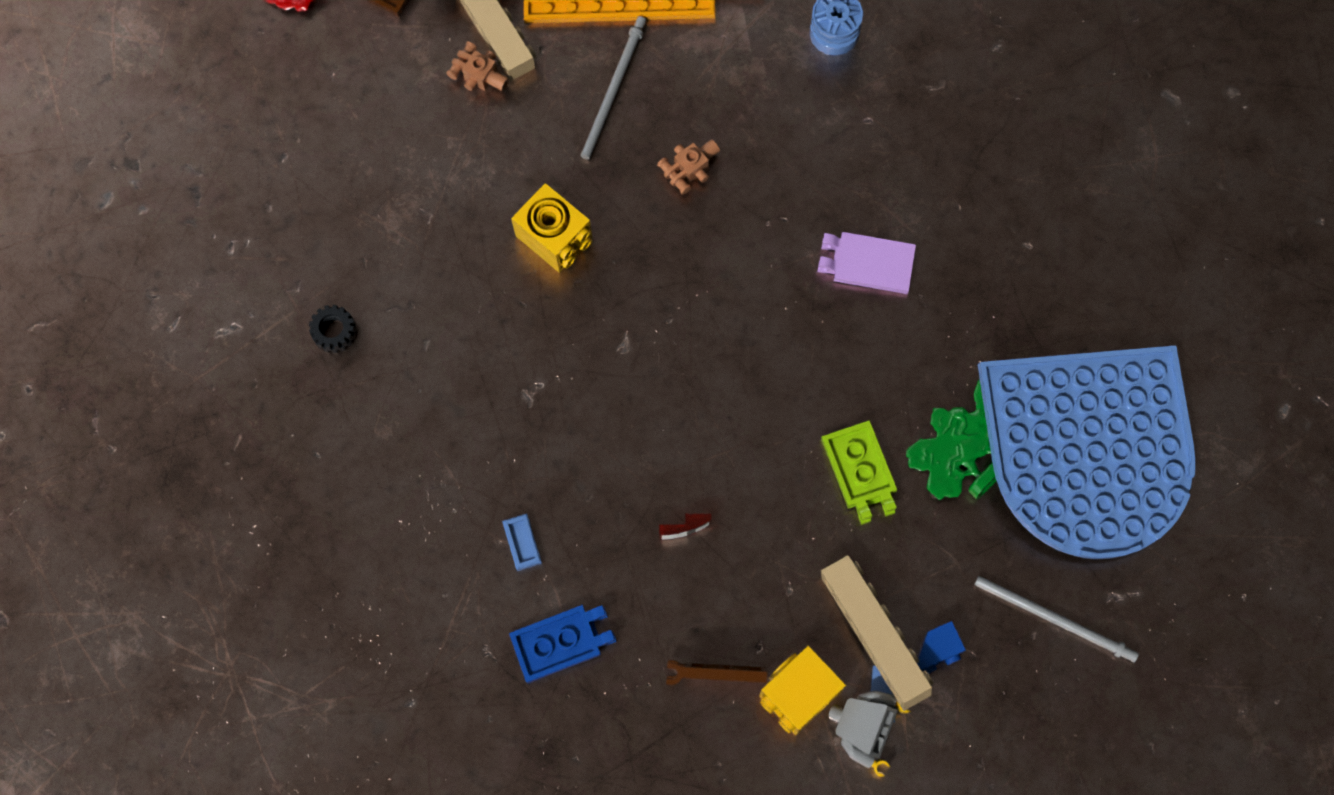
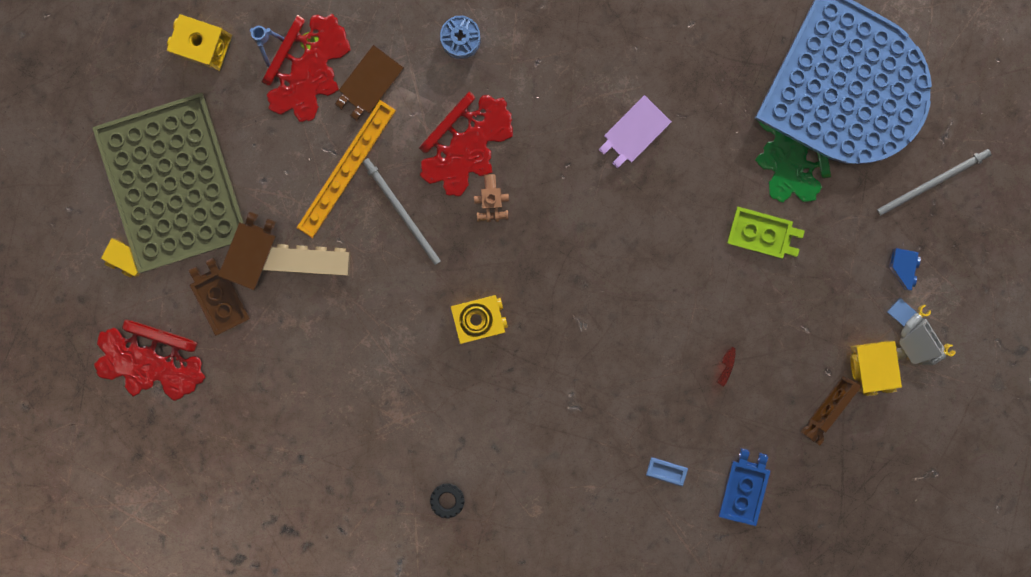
camera: 60 degrees left, 15 degrees up
(478, 70) = (330, 291): nougat piece -> none
(726, 109) = (467, 149): none -> red plant
(876, 633) = (872, 298): tan brick -> none

